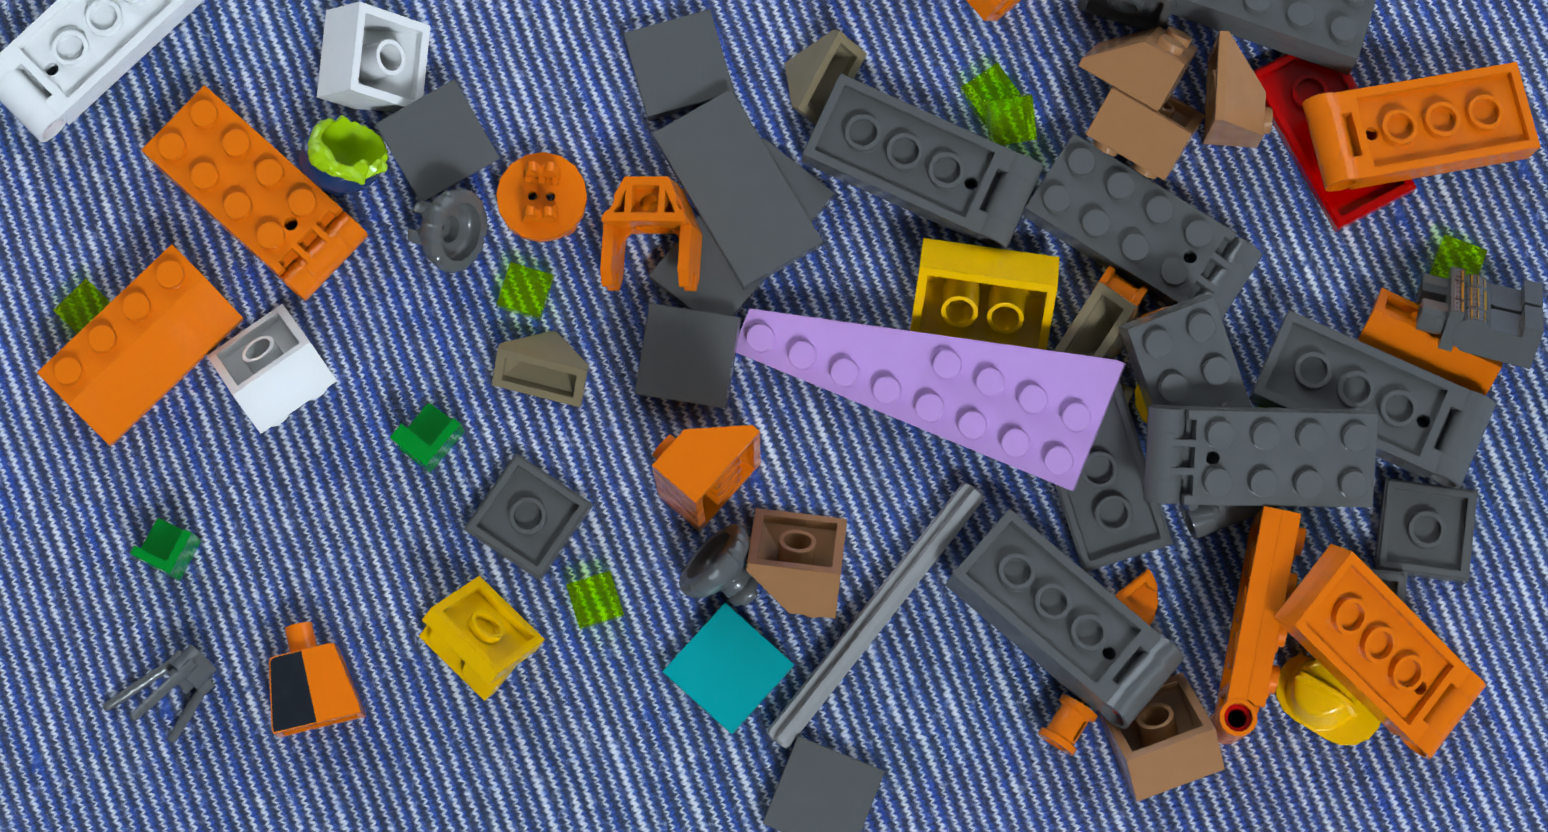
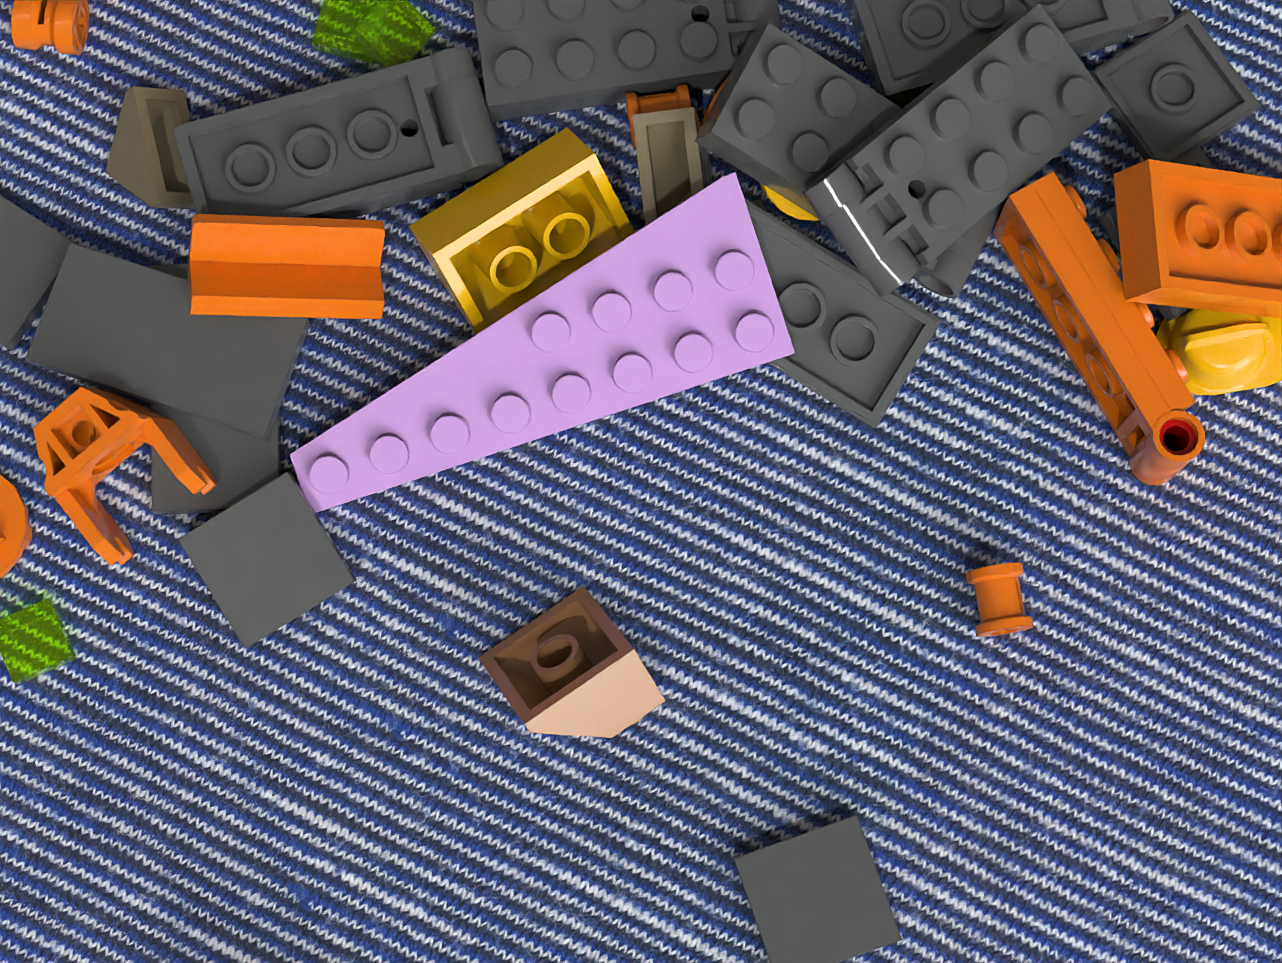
camera: 40 degrees left, 0 degrees up
(428, 437) = (61, 888): green panel -> none
(528, 517) = (244, 878): dark grey tile -> none
(542, 368) = (120, 707): dark tan slope -> none
(595, 600) = (393, 904): clear neon green tile -> none
(705, 469) = (390, 663): orange slope -> none
(721, 567) = (497, 752): dark grey hair -> none
(728, 668) = (598, 852): teal tile -> none
(835, 204) = (285, 267): none -> orange panel
(875, 615) = (702, 663): light grey axle -> none
(1065, 620) = (903, 494): dark grey hinge -> none
(1141, 596) = (956, 410): orange tile -> none
(1166, 742) = (1104, 528): medium nougat slope -> none

